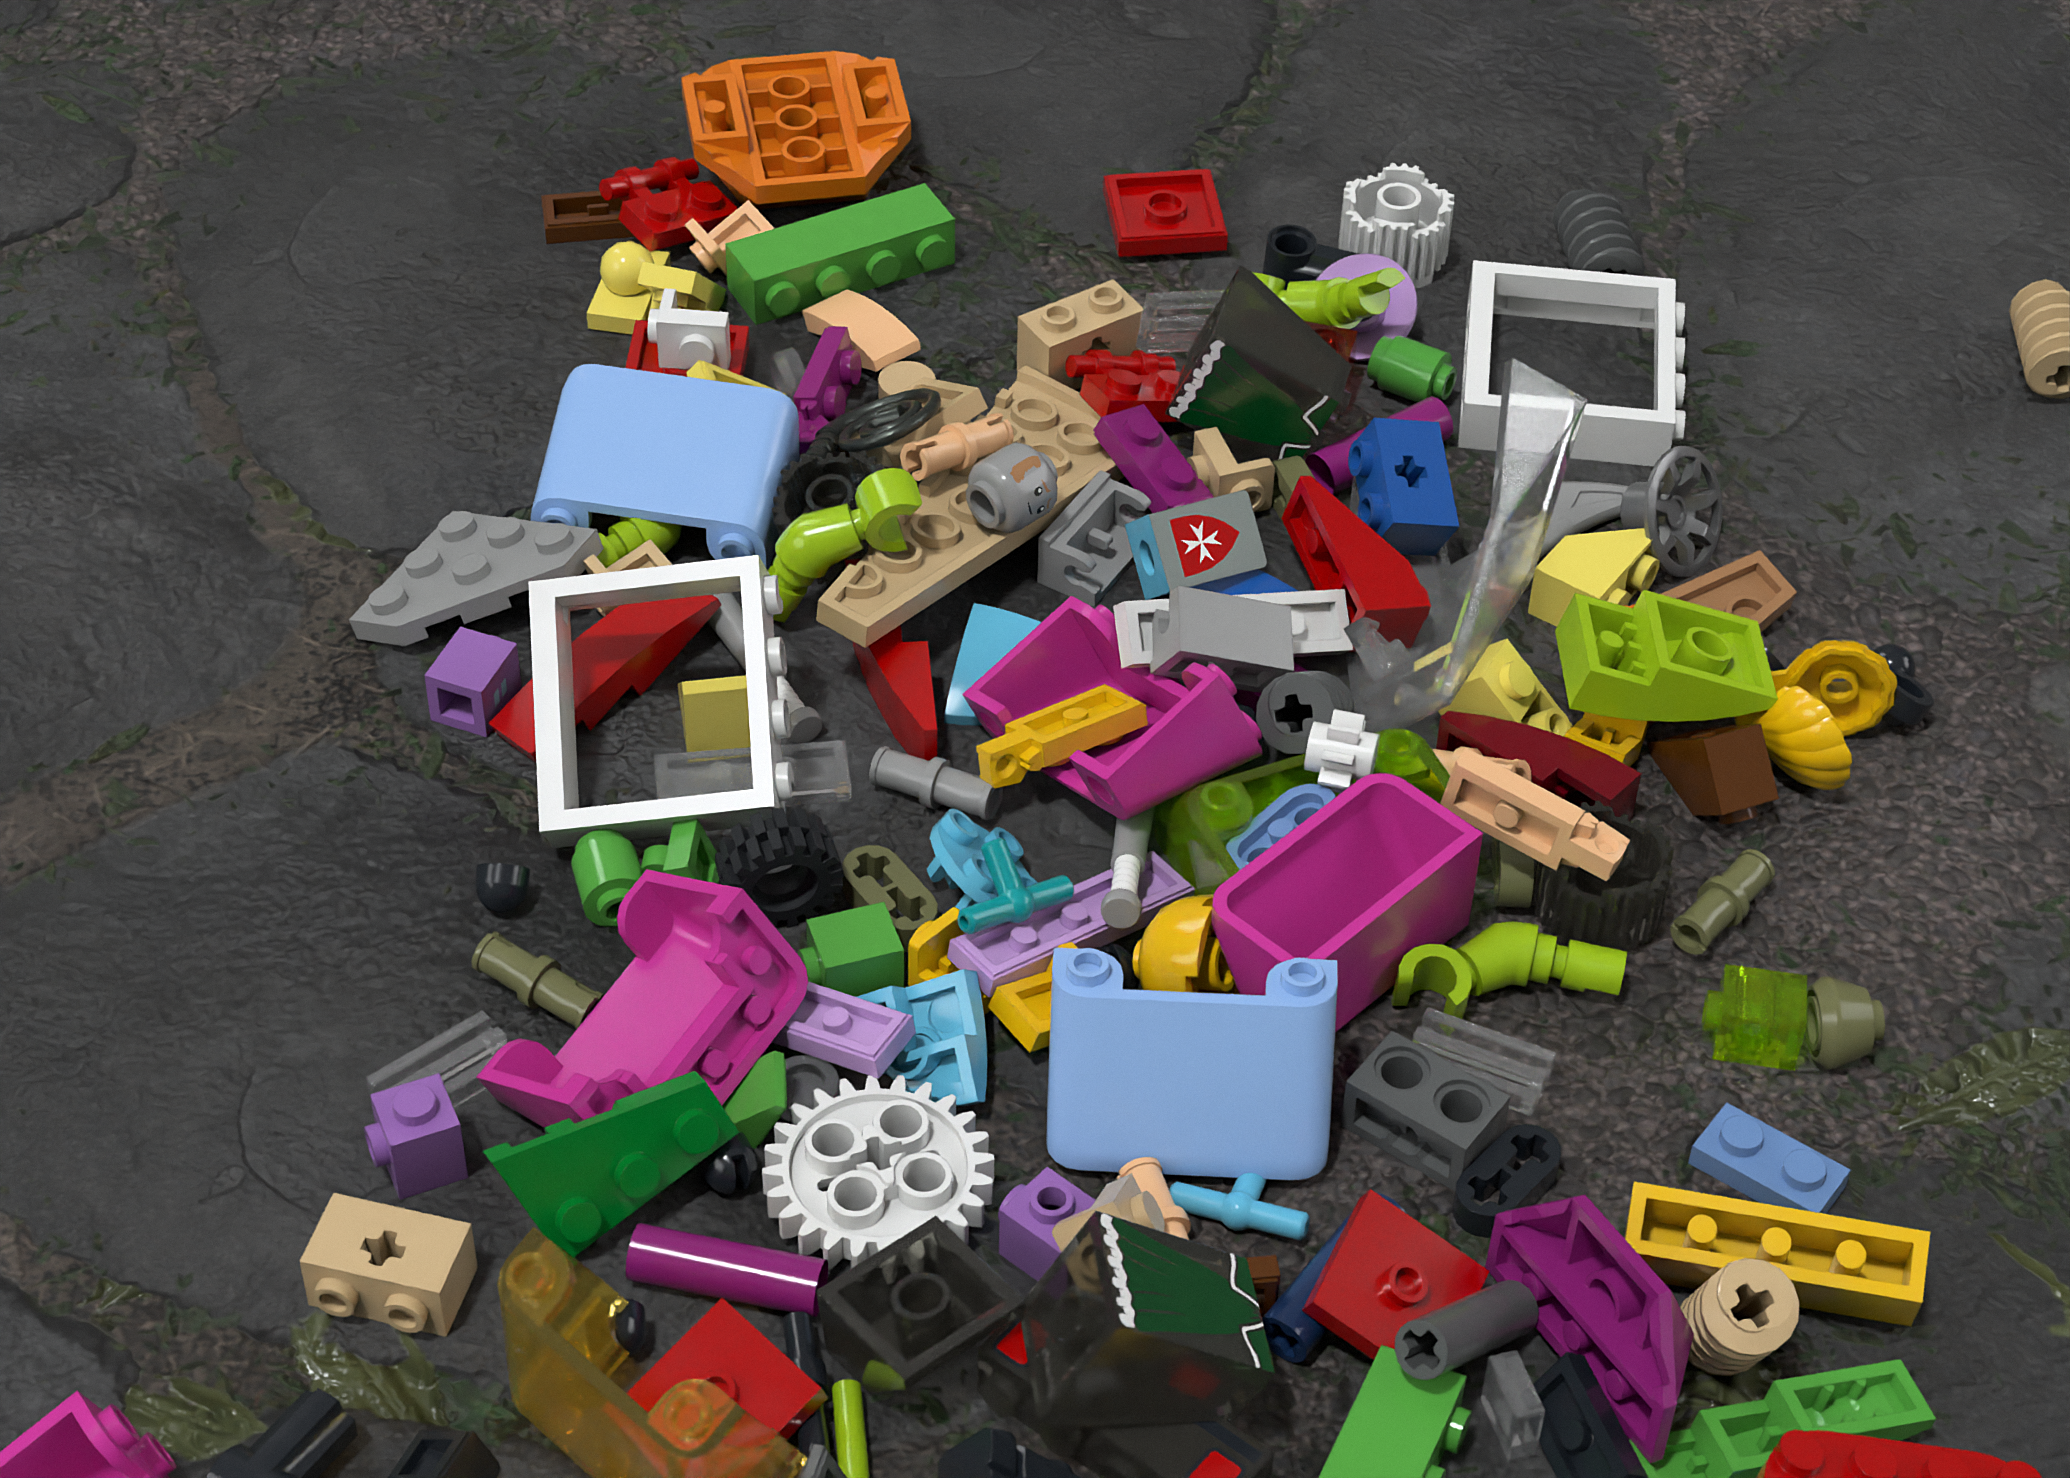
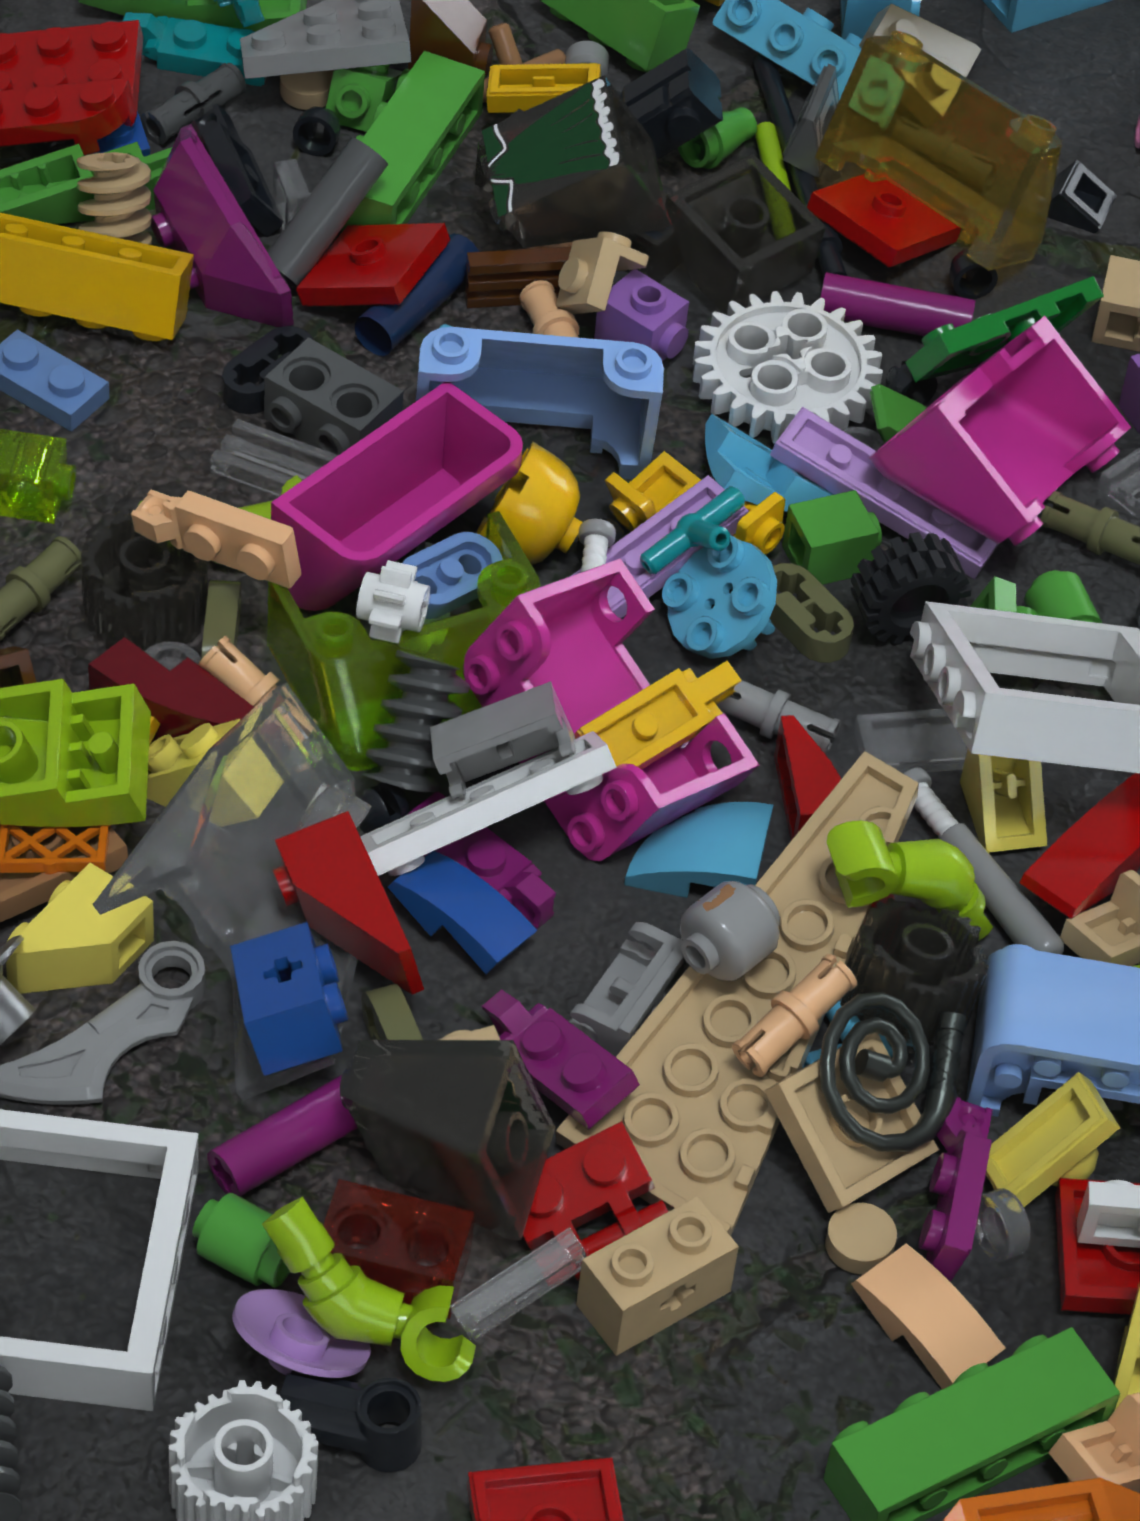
camera: 175 degrees right, 5 degrees up
(1195, 543) = (575, 953): piece -> none

